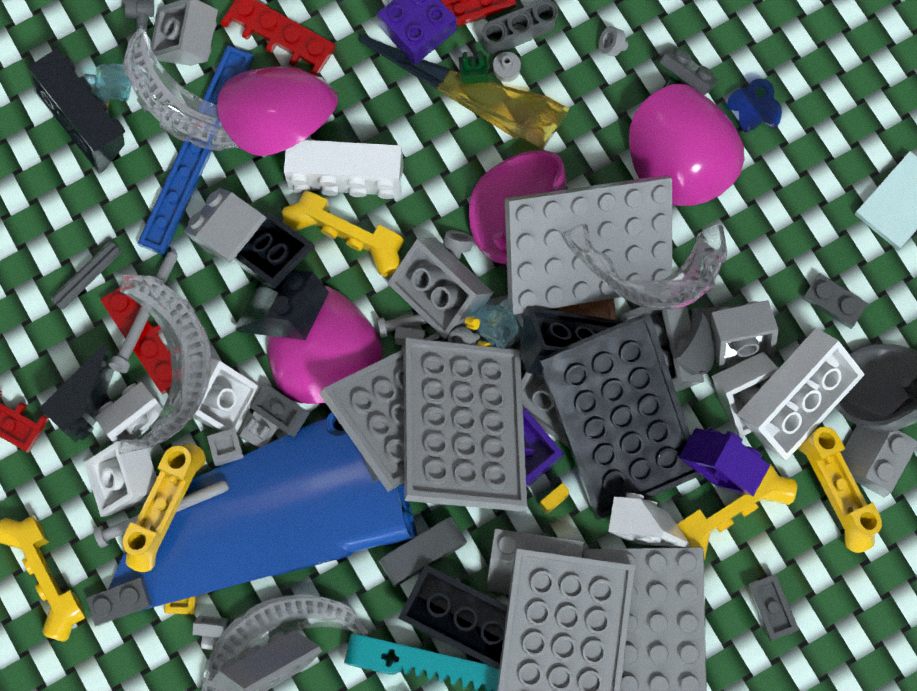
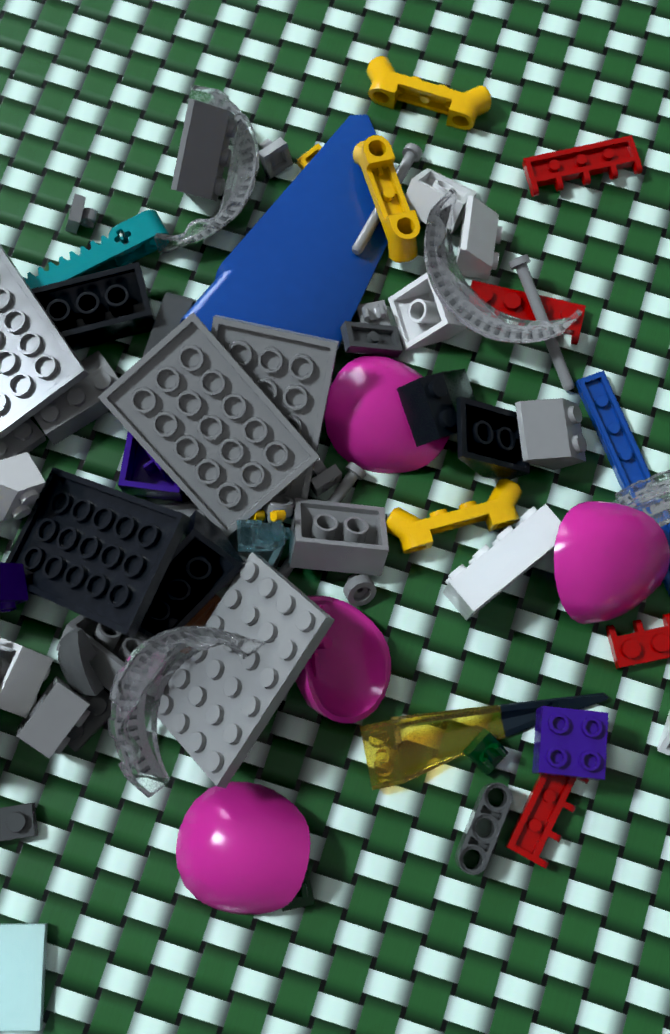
camera: 135 degrees right, 0 degrees up
(81, 396) = (522, 215): black slope -> none
(86, 275) = (615, 315): dark grey axle -> none
(119, 601) = (355, 122): dark grey plate -> none
(225, 447) = (384, 279): light grey tile -> none
(506, 66) = (454, 786): light grey tile -> none
(554, 498) = (101, 455): yellow tile -> none
(612, 41) = (391, 890): light grey tile -> none
(696, 76) = (300, 924): dark grey plate -> none
(755, 109) = (212, 942): clear blue plate -> none

